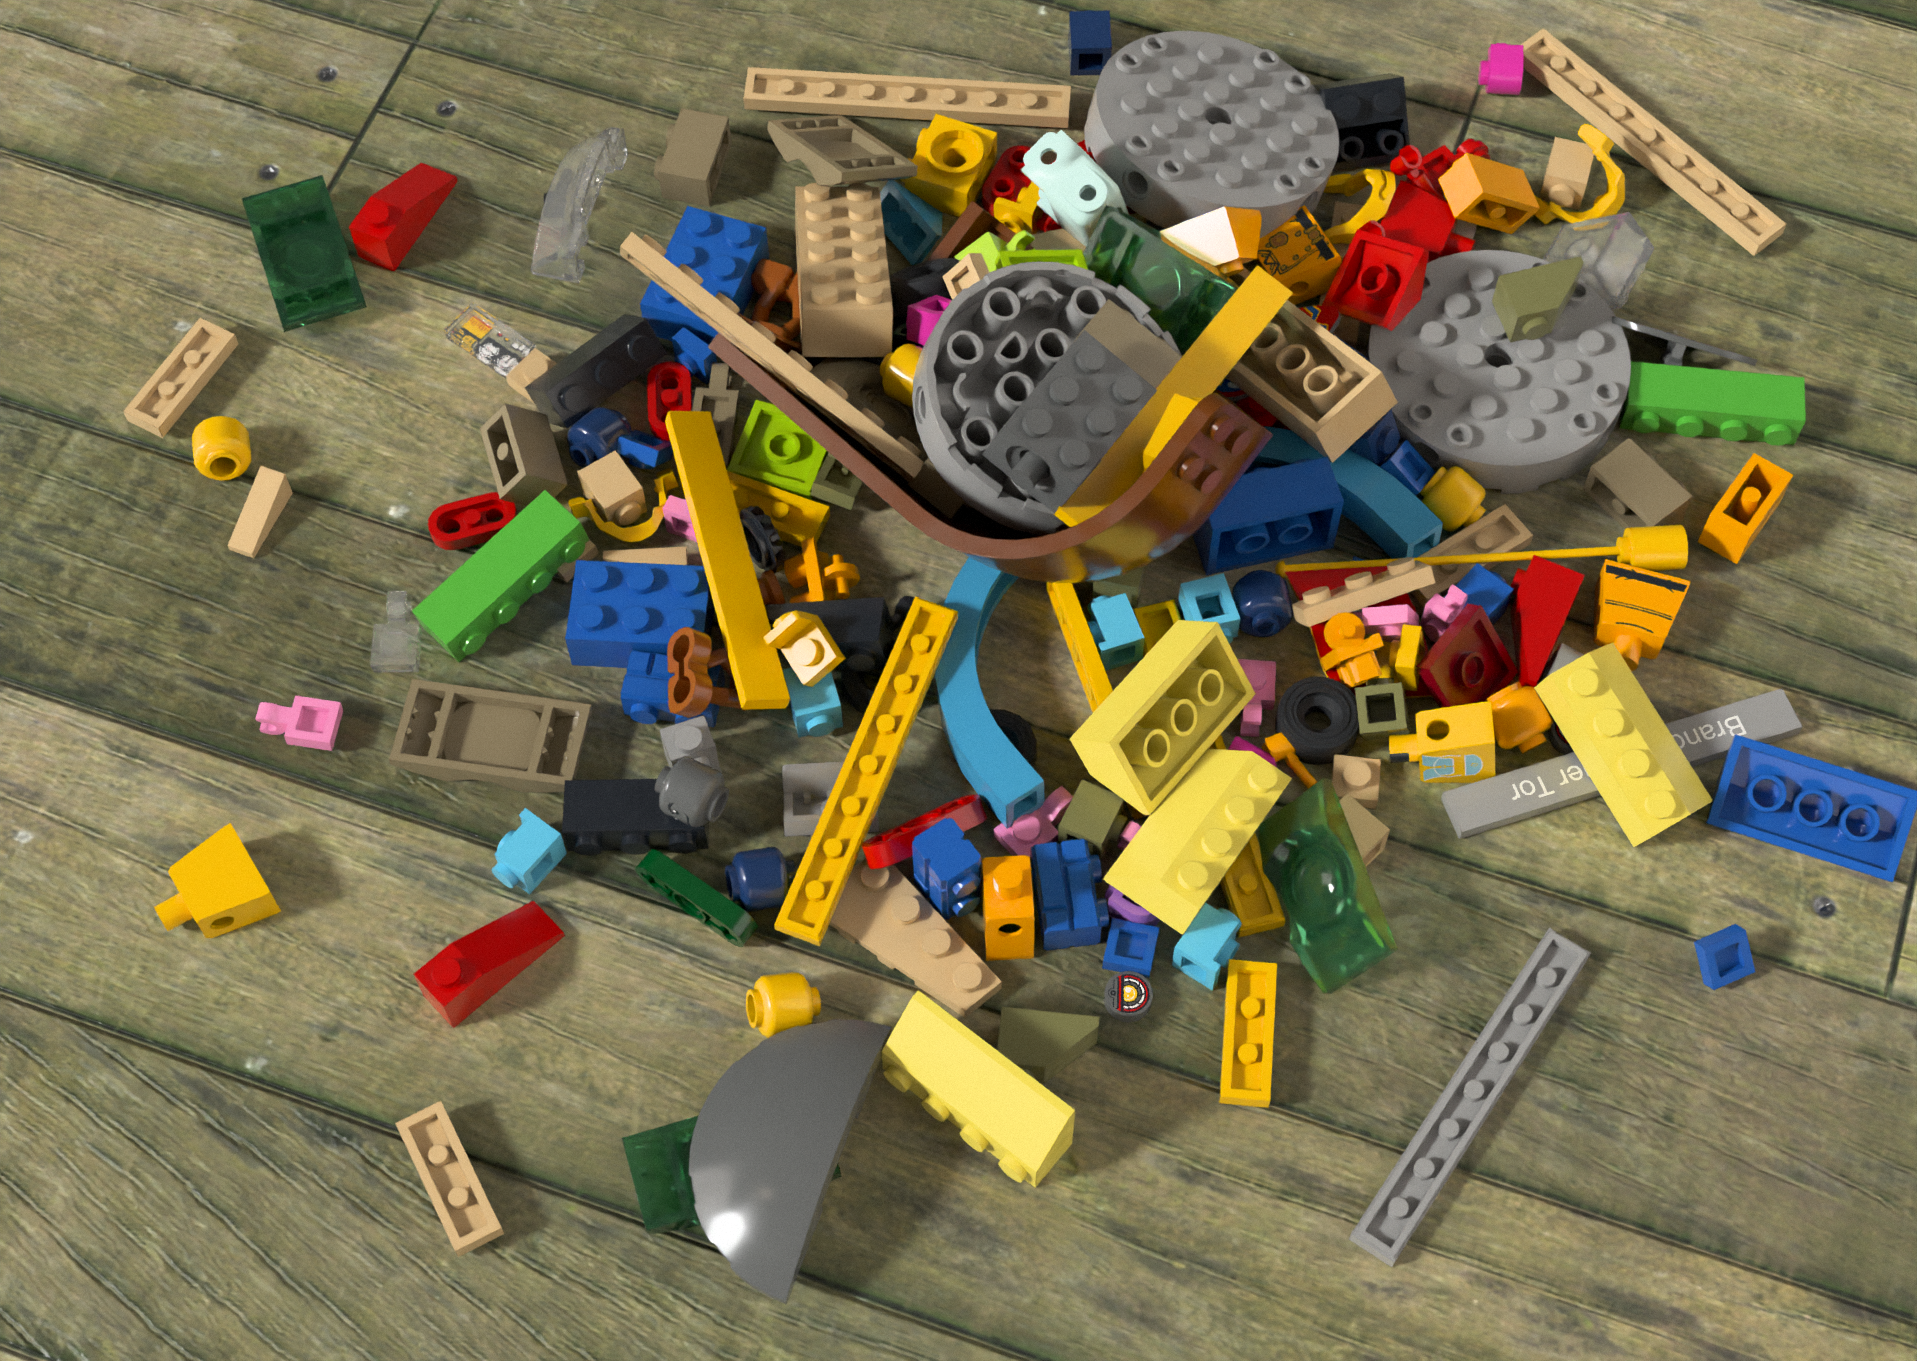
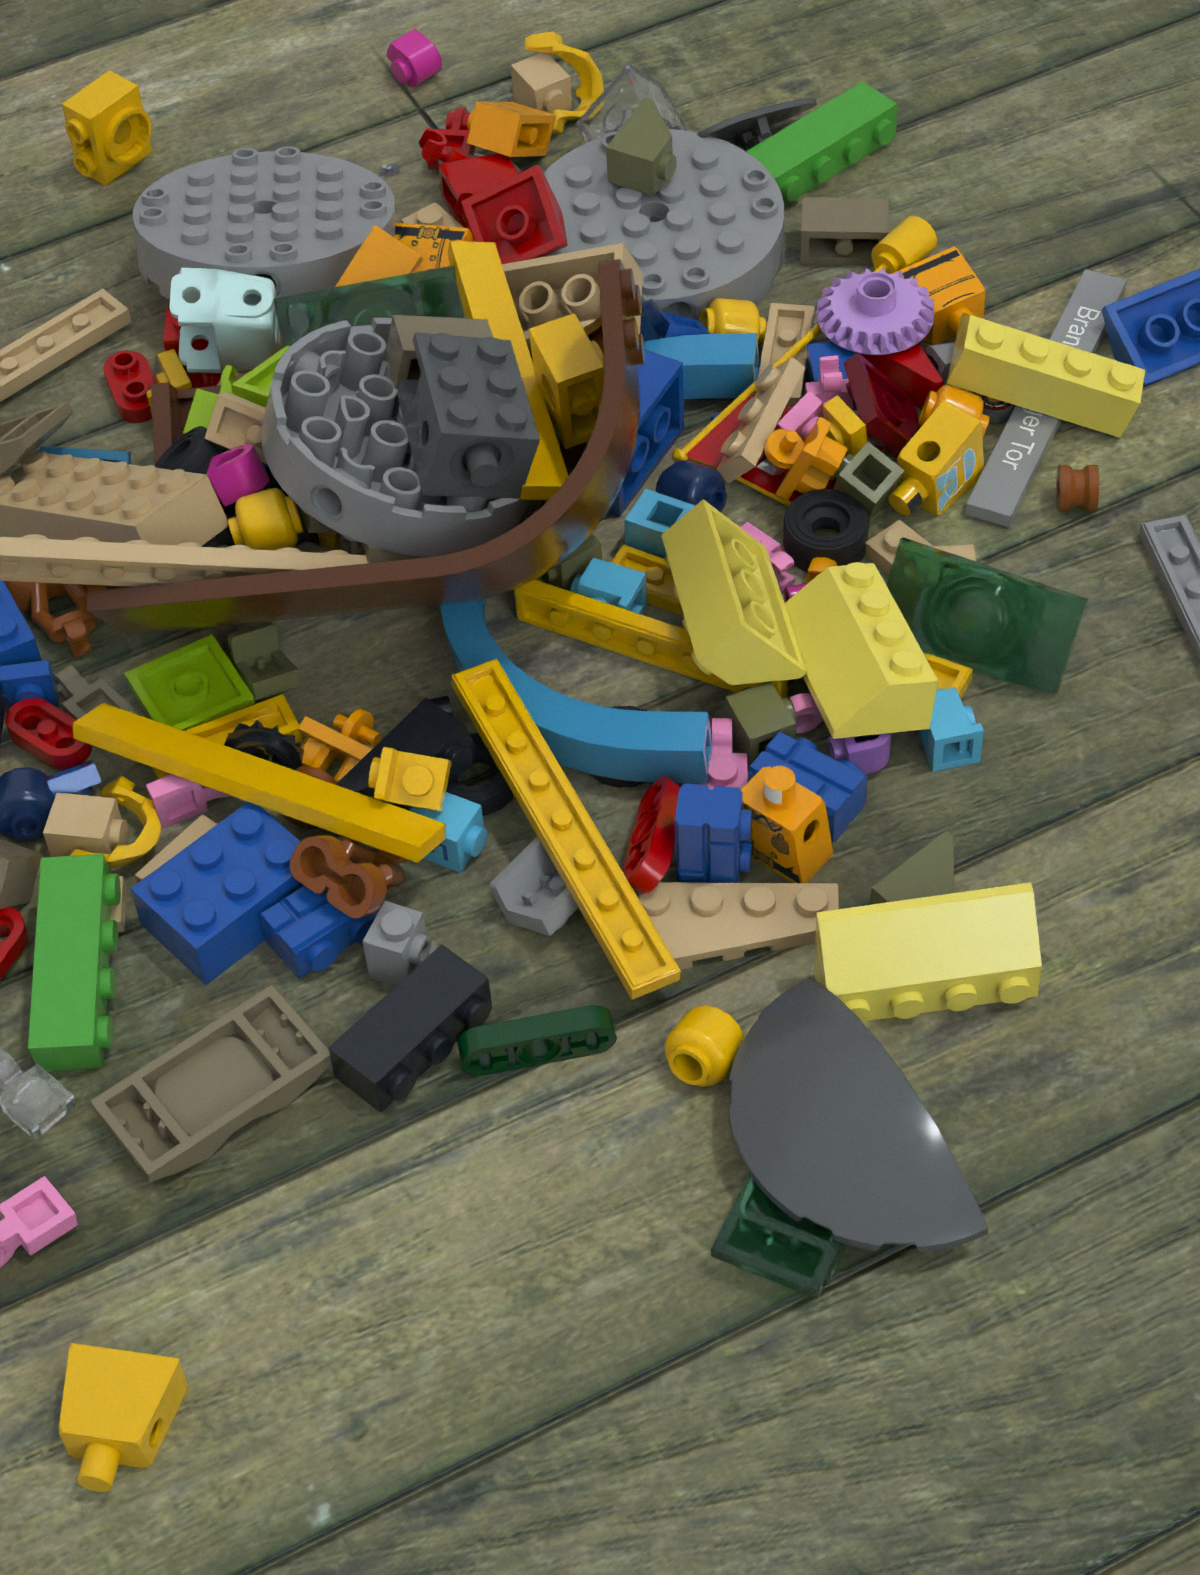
camera: 45 degrees left, 10 degrees down
(449, 1179) = (608, 1421): tan plate -> none
(486, 961) = (427, 1247): red slope -> none
(528, 853) = (356, 1132): medium azure brick -> none
(692, 792) = (452, 954): dark grey head -> none
(759, 878) = (570, 977): dark blue head -> none
(952, 164) = (80, 382): yellow brick -> none
(1089, 41) = (79, 253): dark blue brick -> none
(1128, 996) = (933, 813): tile -> none
(1130, 947) = (897, 779): blue plate -> none
(1248, 1033) = (1048, 758): yellow plate -> none
(1368, 119) = (362, 139): black slope -> none
(1375, 207) = (445, 190): yellow helmet -> none
(1536, 856) = (1077, 488): none -> dark orange wheel
(1549, 603) = (875, 312): none -> lavender gear
(1651, 143) = (581, 31): tan plate -> none
(1745, 508) = (928, 180): light orange brick -> none

